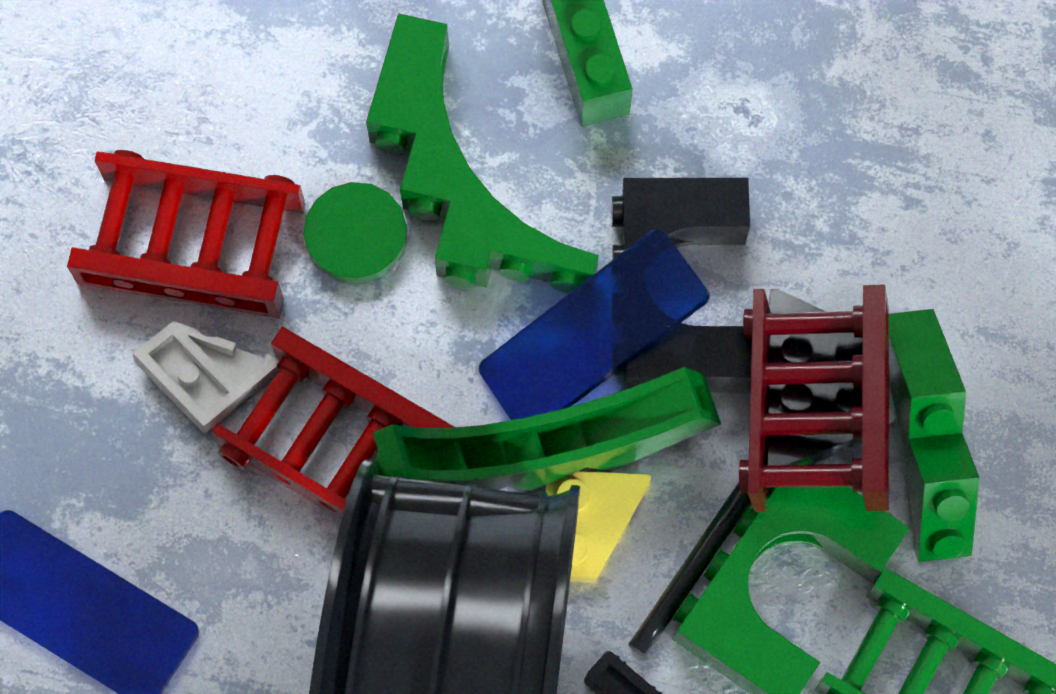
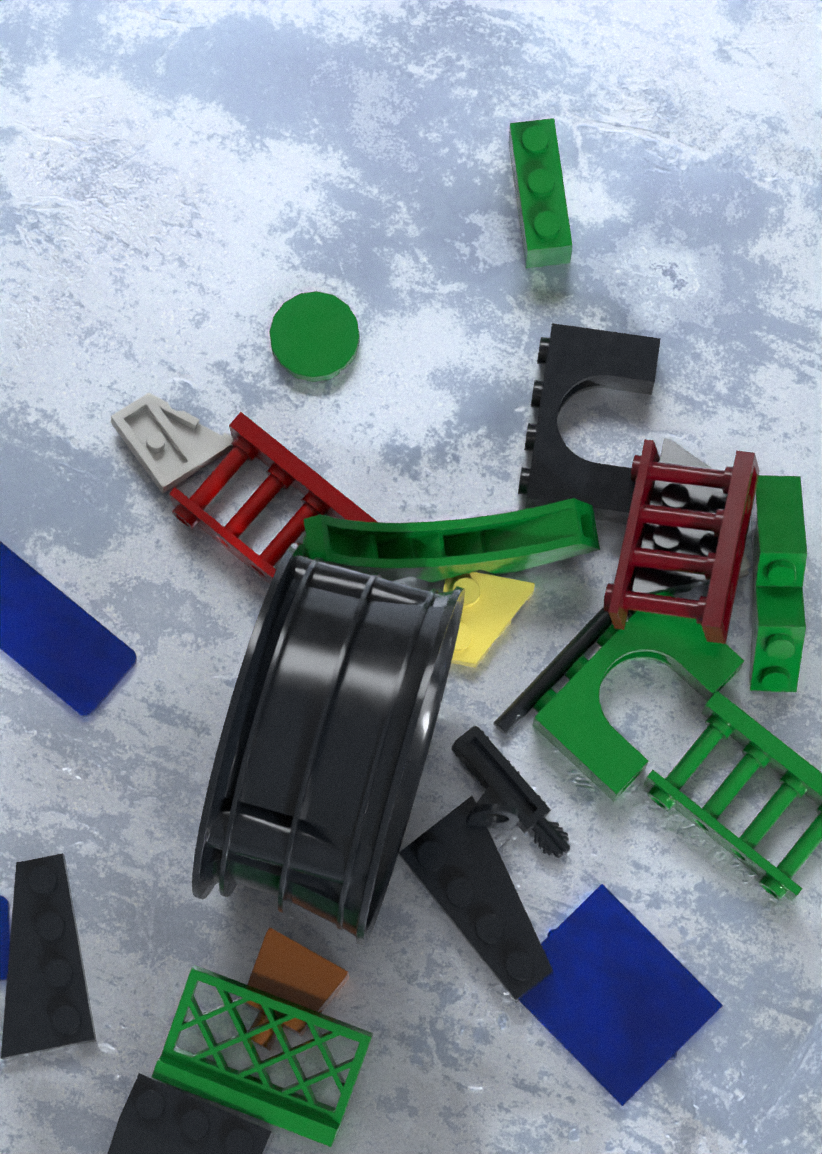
camera: 10 degrees right, 5 degrees up
(204, 281) = (178, 360): red fence -> none
(438, 182) = (420, 350): green arch -> none
(595, 329) = (506, 452): clear blue piece -> none

